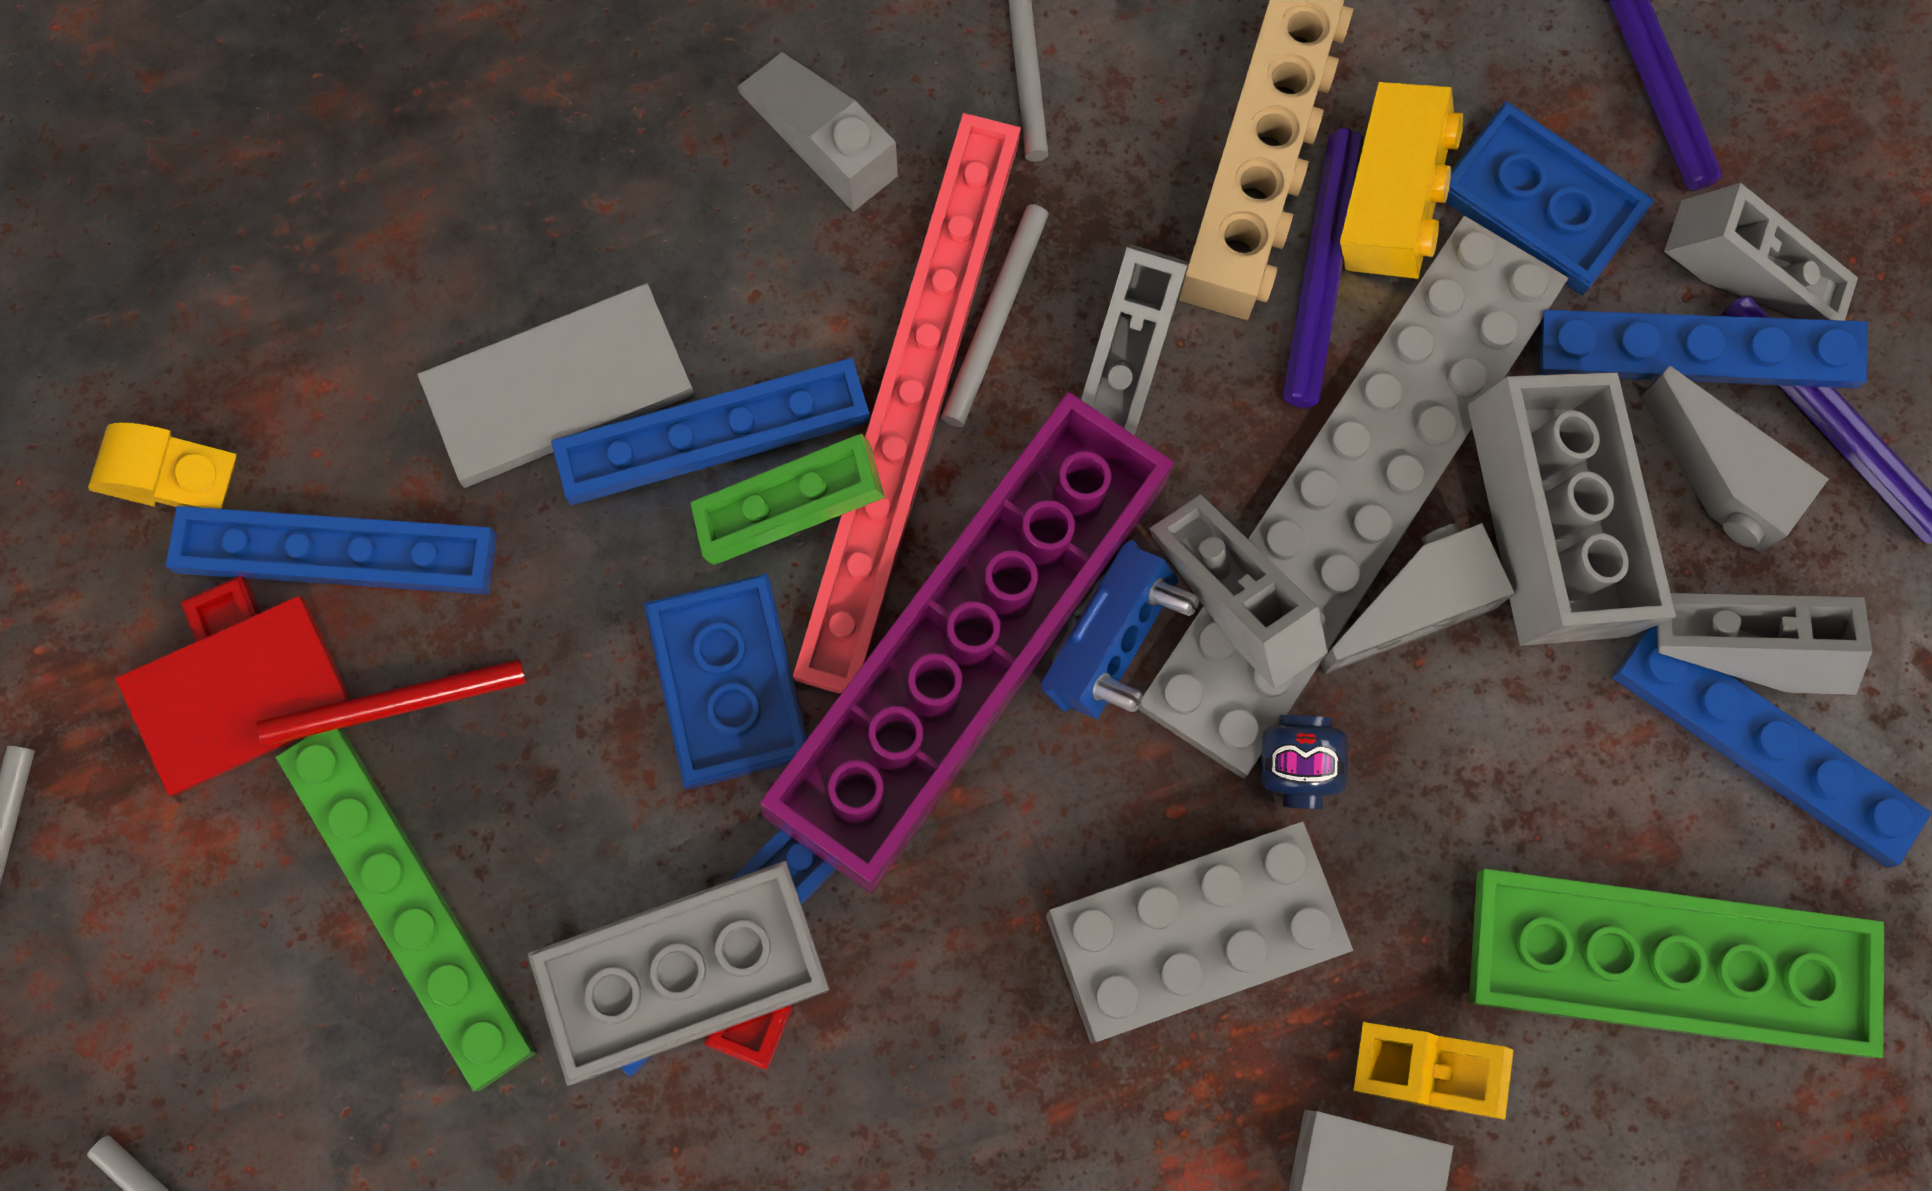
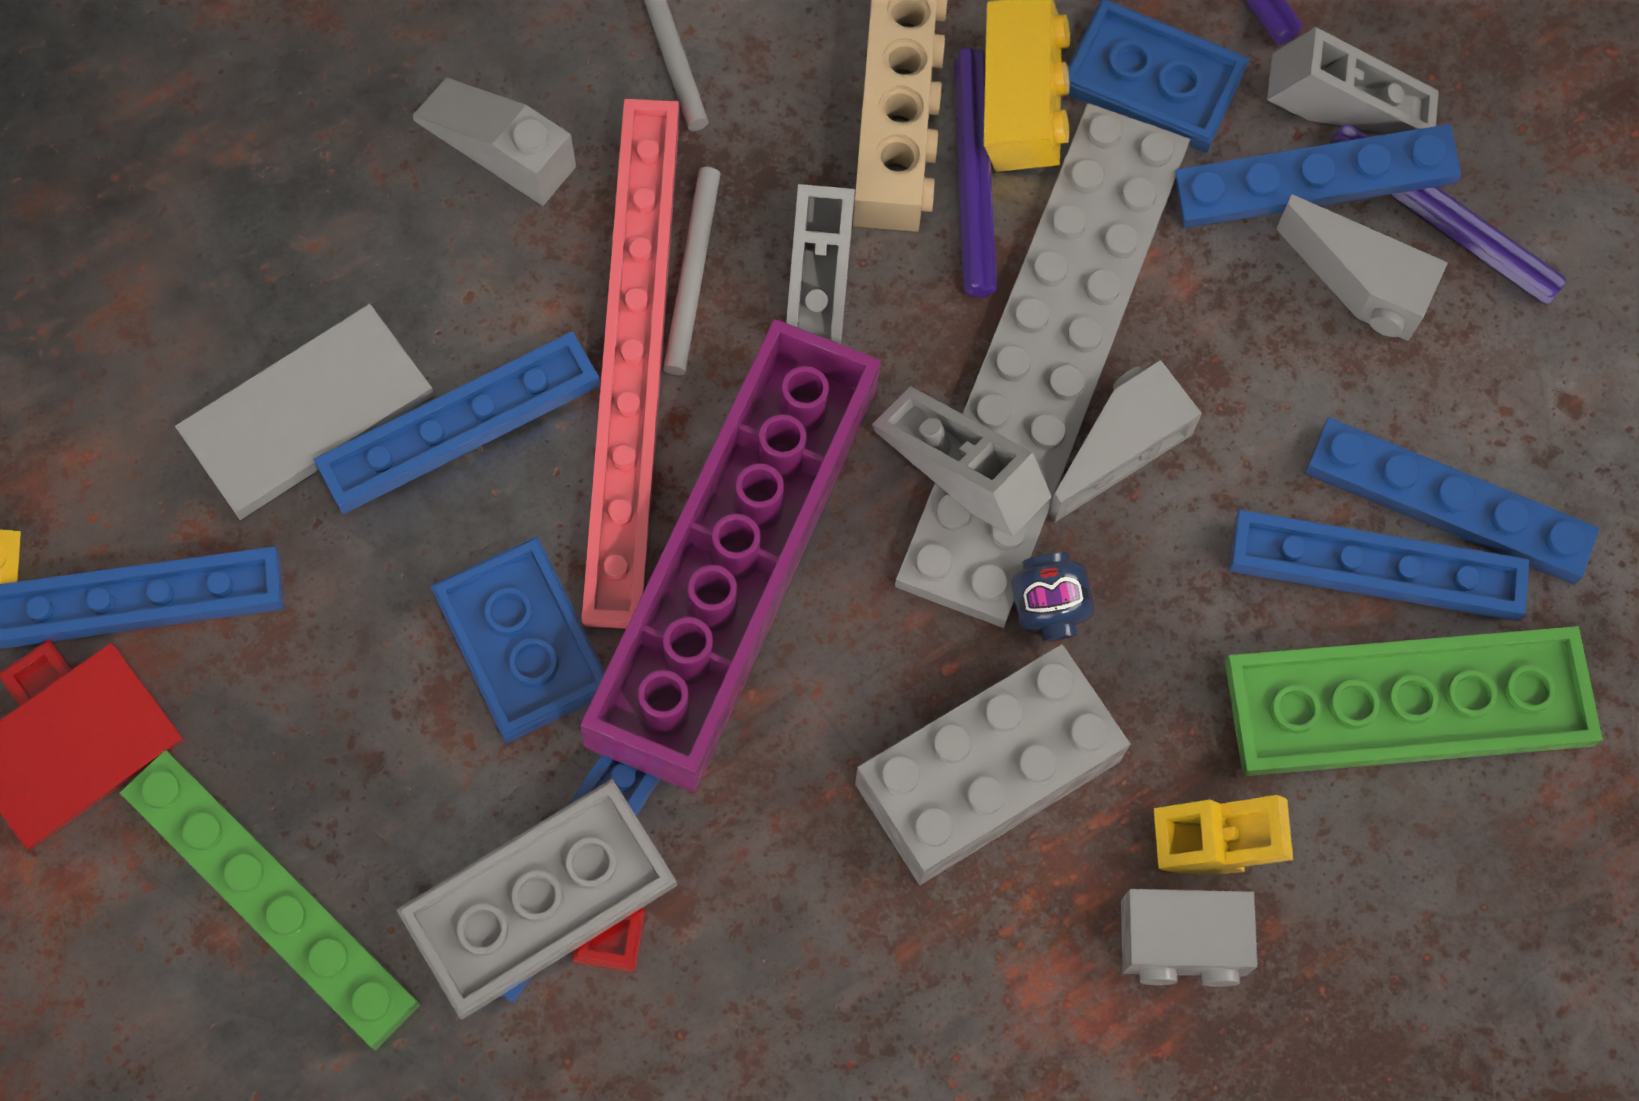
camera: 15 degrees left, 5 degrees down
(390, 703) = (217, 721): red bar -> none
(787, 499) = (541, 466): bright green plate -> none
(1110, 632) = (857, 522): blue piece -> none
(1570, 508) = (1233, 332): light grey brick -> none
(1675, 802) = (1379, 565): none -> blue plate
(1773, 639) = (1428, 409): light grey slope -> none

